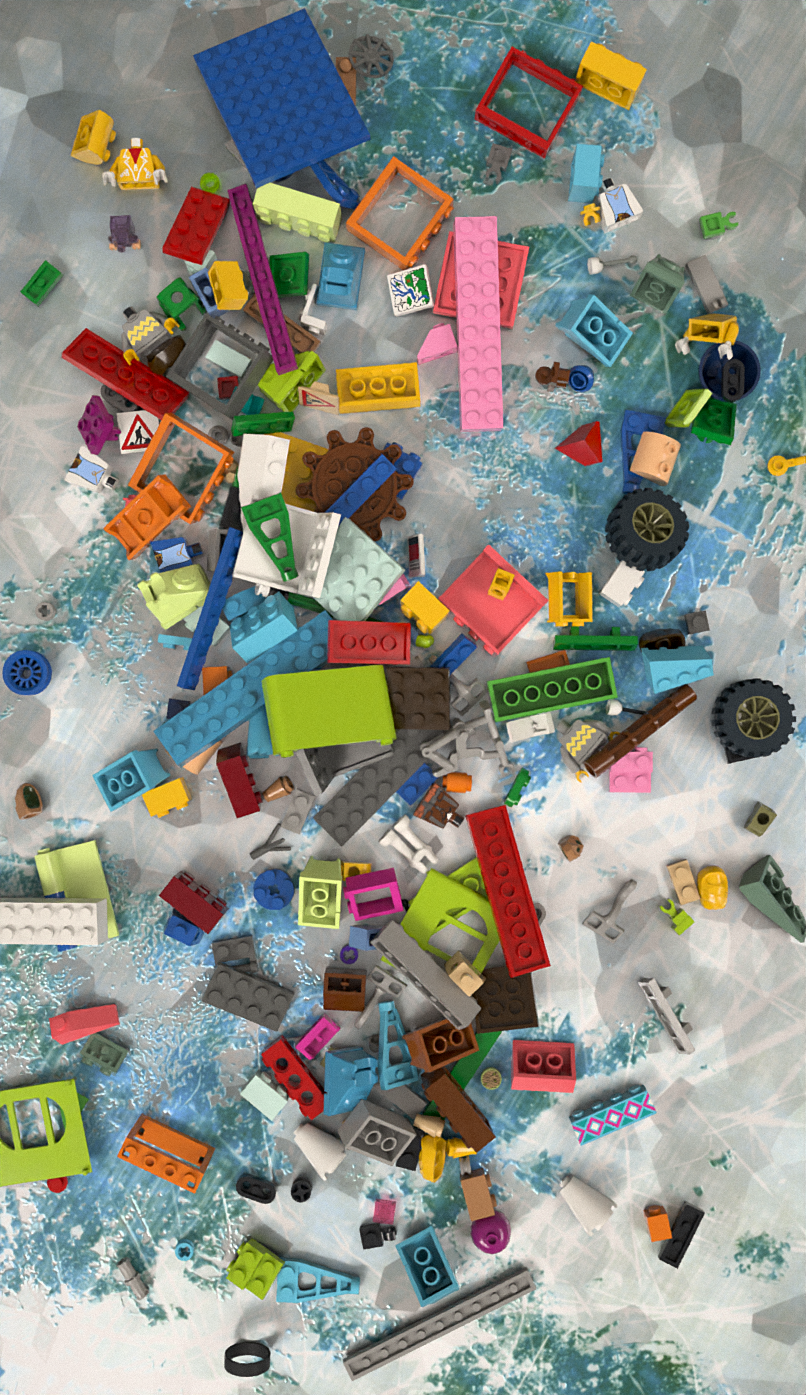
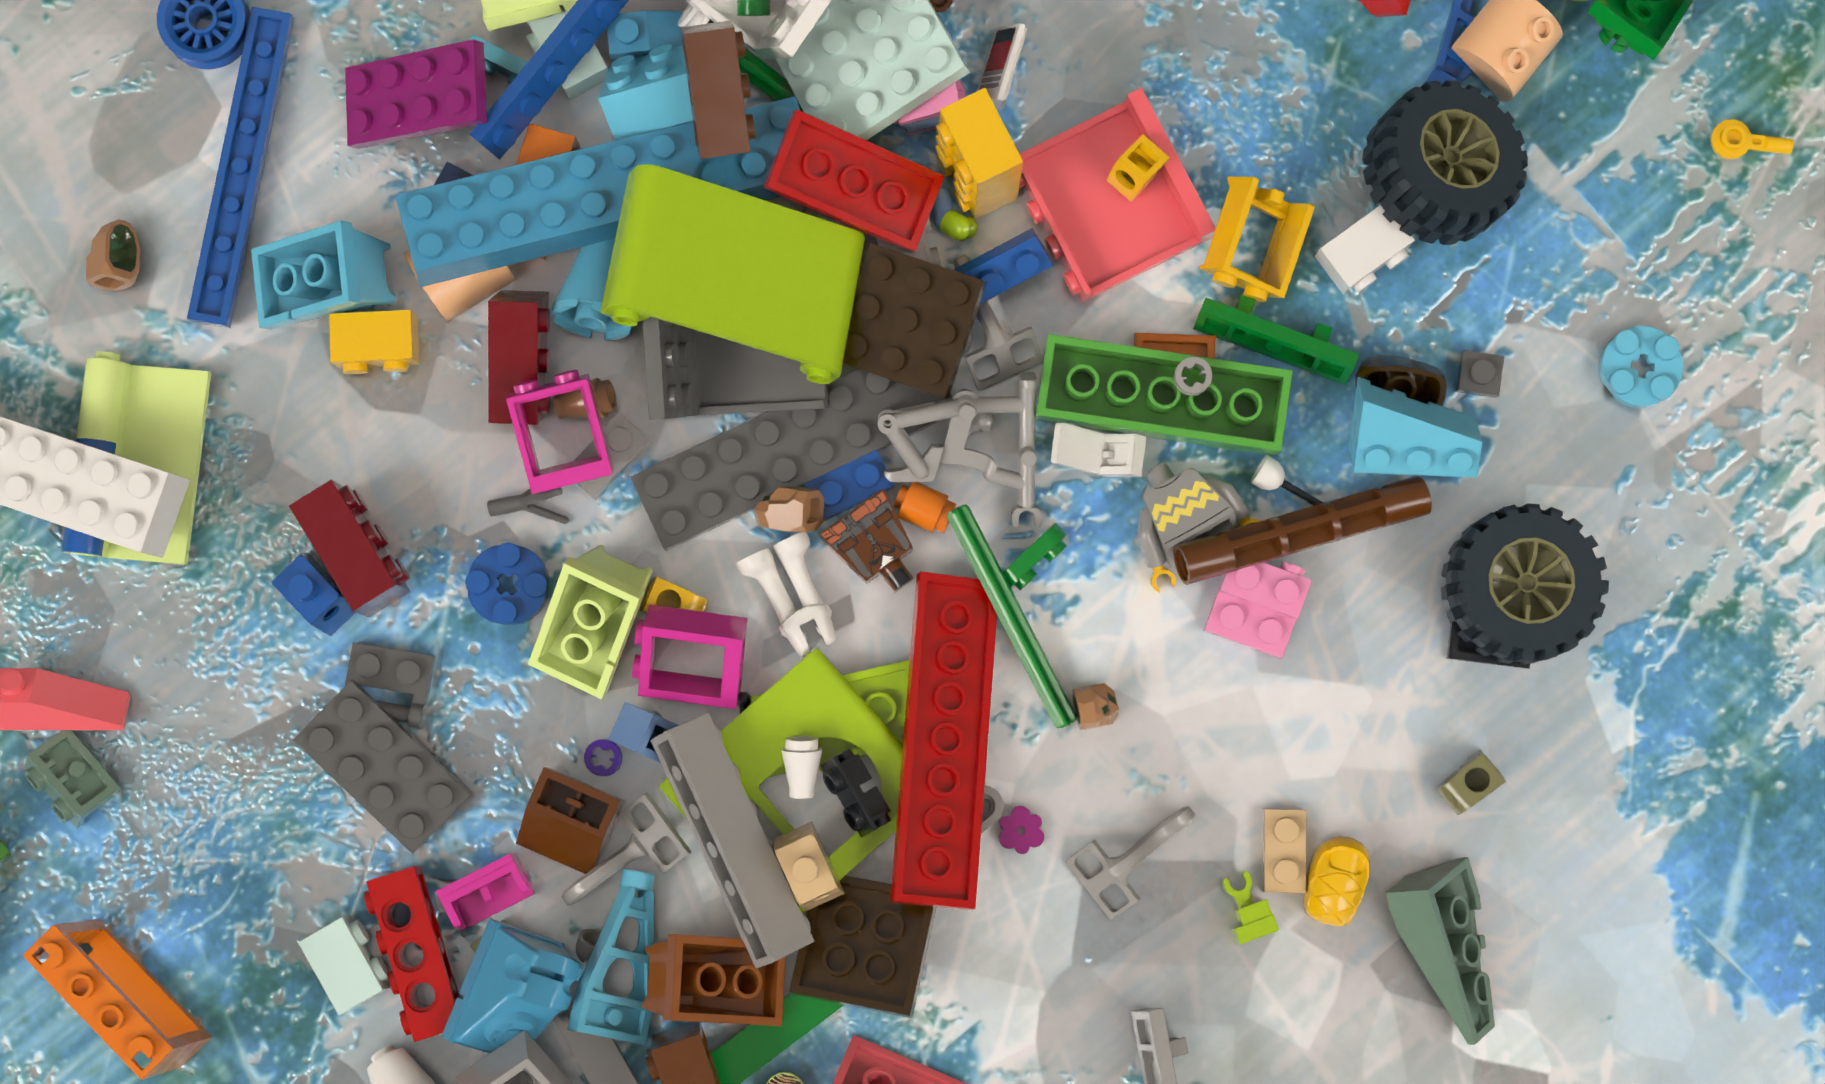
camera: 20 degrees right, 5 degrees down
(71, 736) = (240, 167): none -> blue plate
(142, 673) = (416, 94): none -> magenta plate
(284, 828) = (567, 473): none -> dark pink window
(289, 625) = (717, 89): none -> reddish brown brick
(395, 807) = (791, 509): none -> medium nougat rock
(444, 926) = (801, 764): none -> white cone
(467, 926) = (861, 810): none -> black hinge
(517, 819) = (1011, 616): none -> axle
(560, 921) = (1021, 817): none -> magenta plant
(567, 682) = (1188, 364): none -> light grey bush
(766, 601) = (1623, 381): none -> medium azure plate

